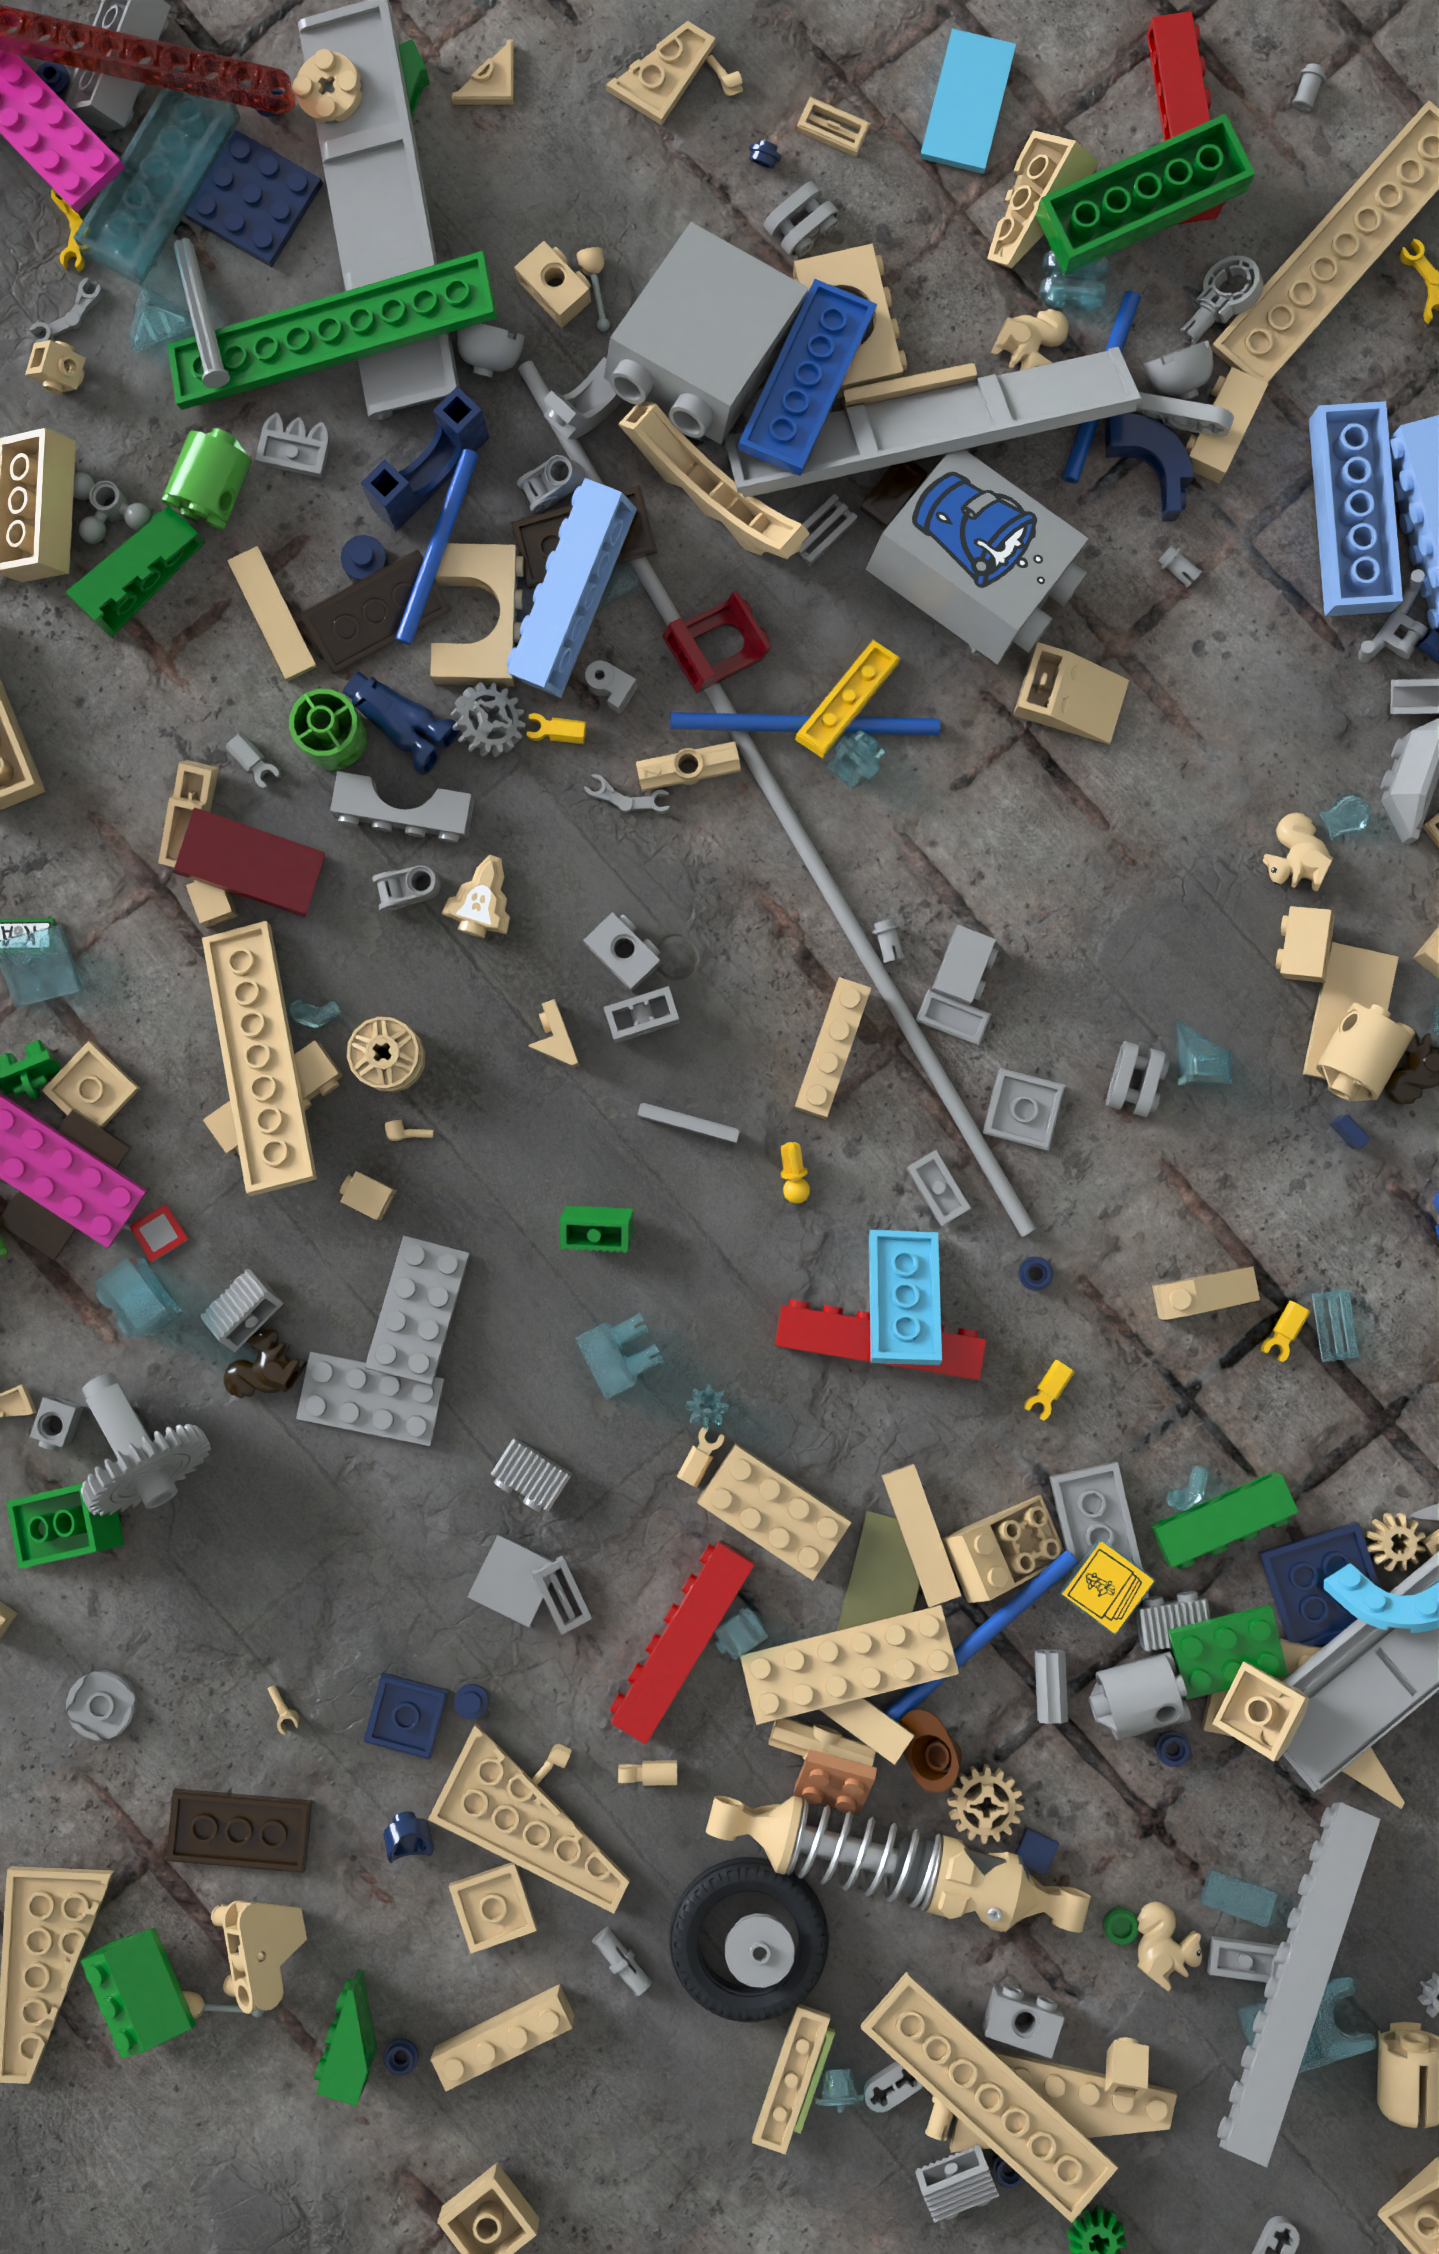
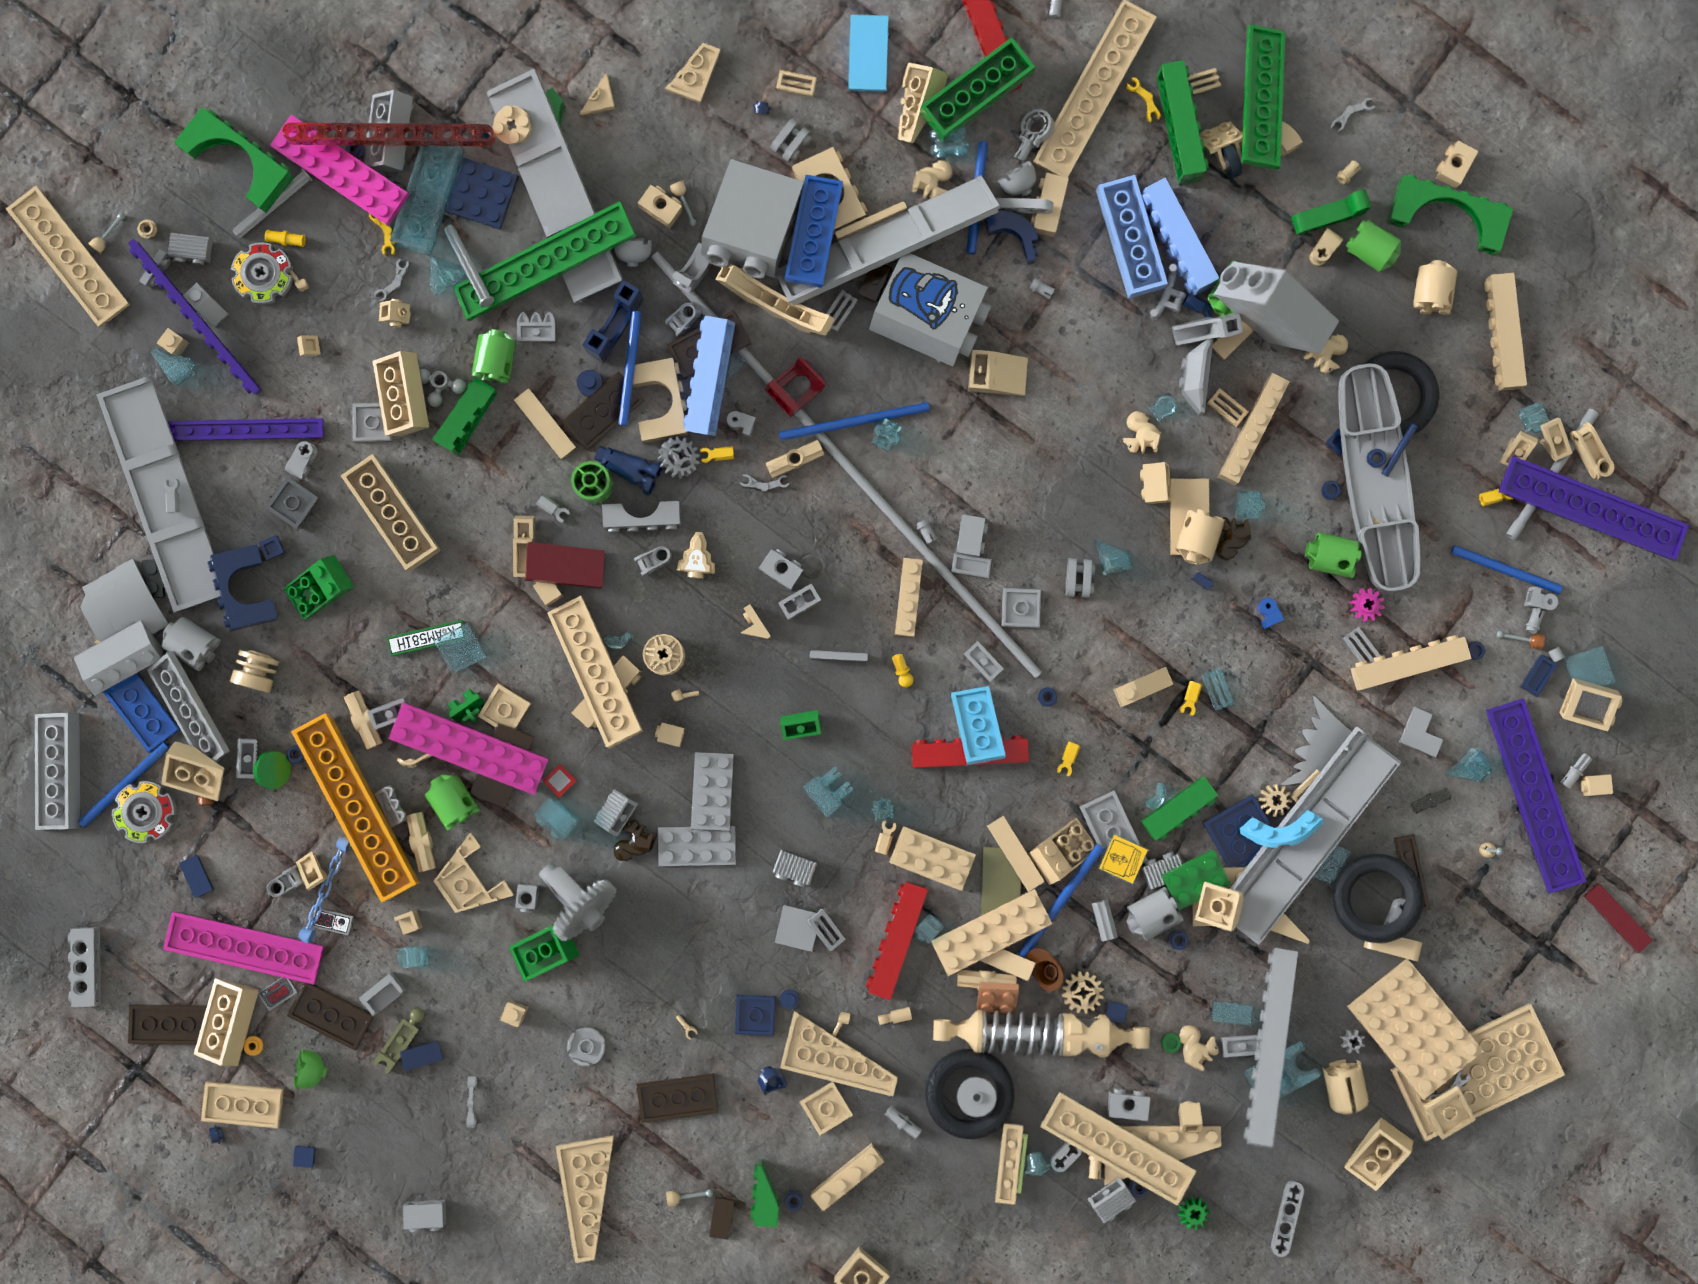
camera: 15 degrees left, 0 degrees up
(137, 1992) = (643, 1195): green slope -> none
(265, 1940) = (707, 1150): tan piece -> none
(268, 2059) = (721, 1218): none -> dark brown tile
(731, 82) = (734, 71): tan hand -> none
(847, 699) = (874, 402): yellow tile -> none

